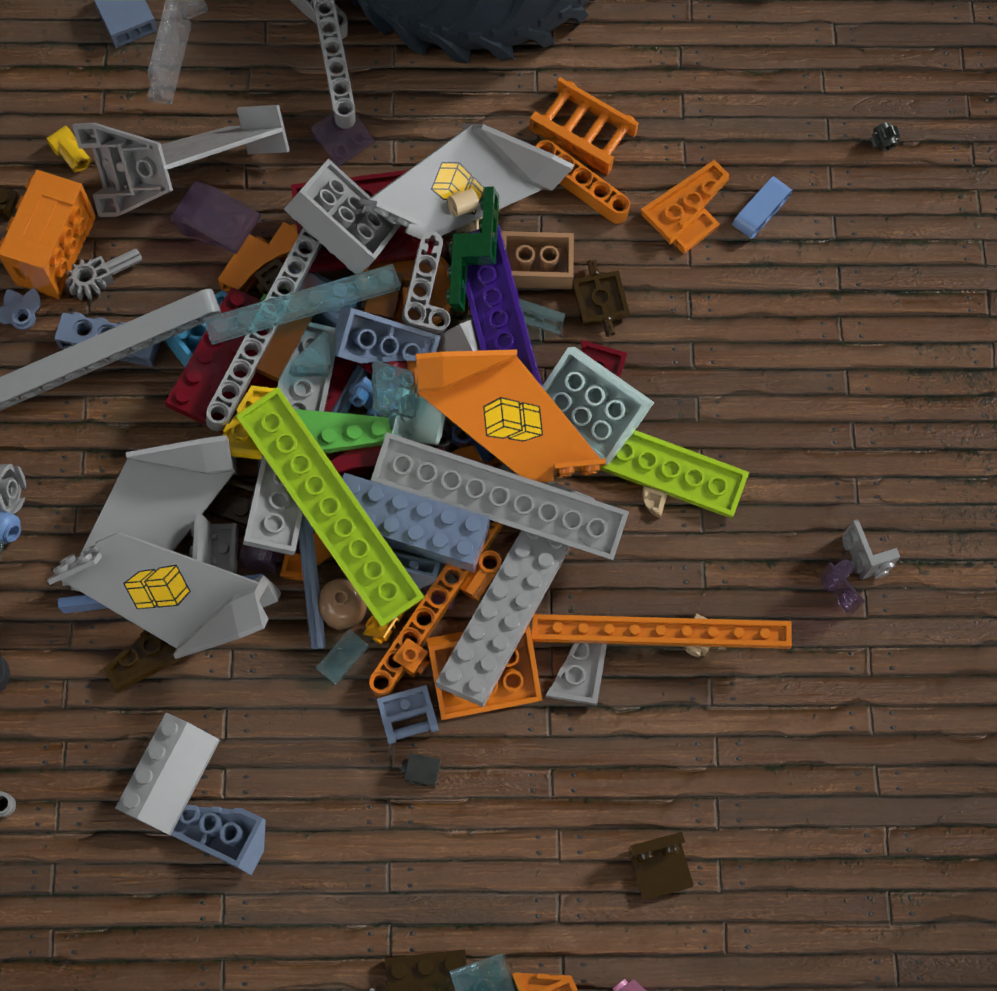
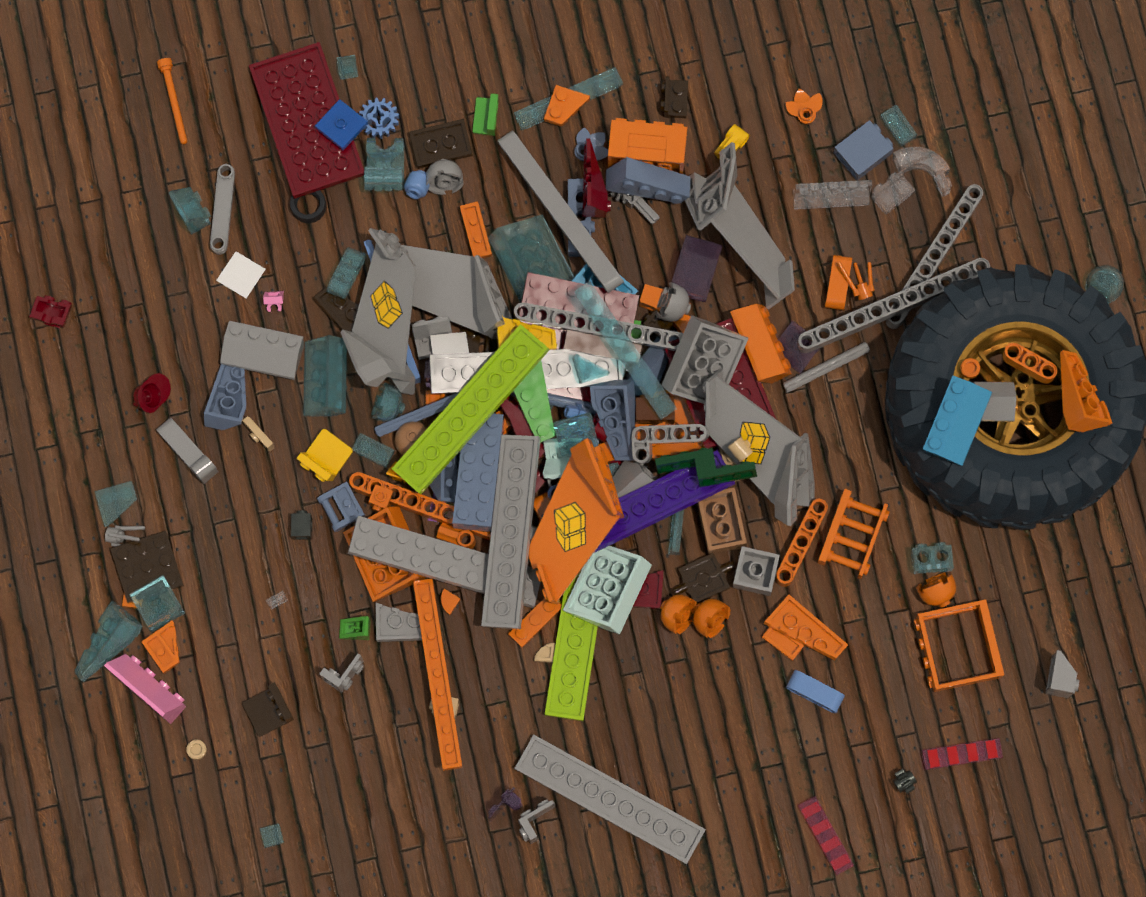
camera: 85 degrees right, 5 degrees up
(46, 63) = (804, 104): none -> orange plate
(52, 785) = (241, 274): none -> white sticker
(79, 307) = (594, 190): none -> dark red wedge
(85, 467) = (475, 230): none -> orange plate
(87, 243) = (647, 181): none -> sand blue wedge
(94, 640) = (346, 273): none -> clear light blue beam
(99, 745) = (273, 298): none -> bright pink tile
(134, 412) = (529, 248): none -> clear light blue slope
(186, 939) = (152, 393): none -> dark red piece
(227, 698) = (325, 376): none -> clear light blue slope
(230, 528) = (449, 343): none -> white sticker
(253, 247) = (673, 303): none -> light grey cylinder
(276, 73) = (837, 283): none -> orange beam
(280, 905) = (187, 450): none -> light grey beam
(282, 803) = (257, 434): none -> tan plate
(287, 624) = (388, 403): none -> clear light blue cylinder
(294, 48) = (863, 289): none -> orange plant
(335, 718) = (325, 456): none -> yellow bracket
(351, 161) = (762, 346): none -> orange slope
(375, 111) = (825, 367): none -> light grey axle
(514, 824) = (276, 600): none -> clear tile
(563, 603) = (449, 601): none -> orange tile
(575, 728) = (355, 628): none -> bright green slope
(602, 490) = (534, 622): none -> orange plate
(606, 235) = (756, 571): none -> light grey brick
(631, 51) = (933, 563): none -> clear light blue brick
(637, 335) = (676, 613): none -> orange cylinder
(645, 752) = (343, 682): none -> light grey bracket
(649, 299) = (709, 617): none -> orange cylinder
(669, 51) = (938, 589): none -> orange cylinder
(694, 976) = (196, 749): none -> tan tile
(740, 15) = (989, 636): none -> orange window
(827, 896) = (272, 835): none -> clear light blue tile
(849, 465) = (610, 799): none -> light grey plate
(861, 75) = (962, 754): none -> tile
(932, 236) = (826, 835): none -> clear pink tile

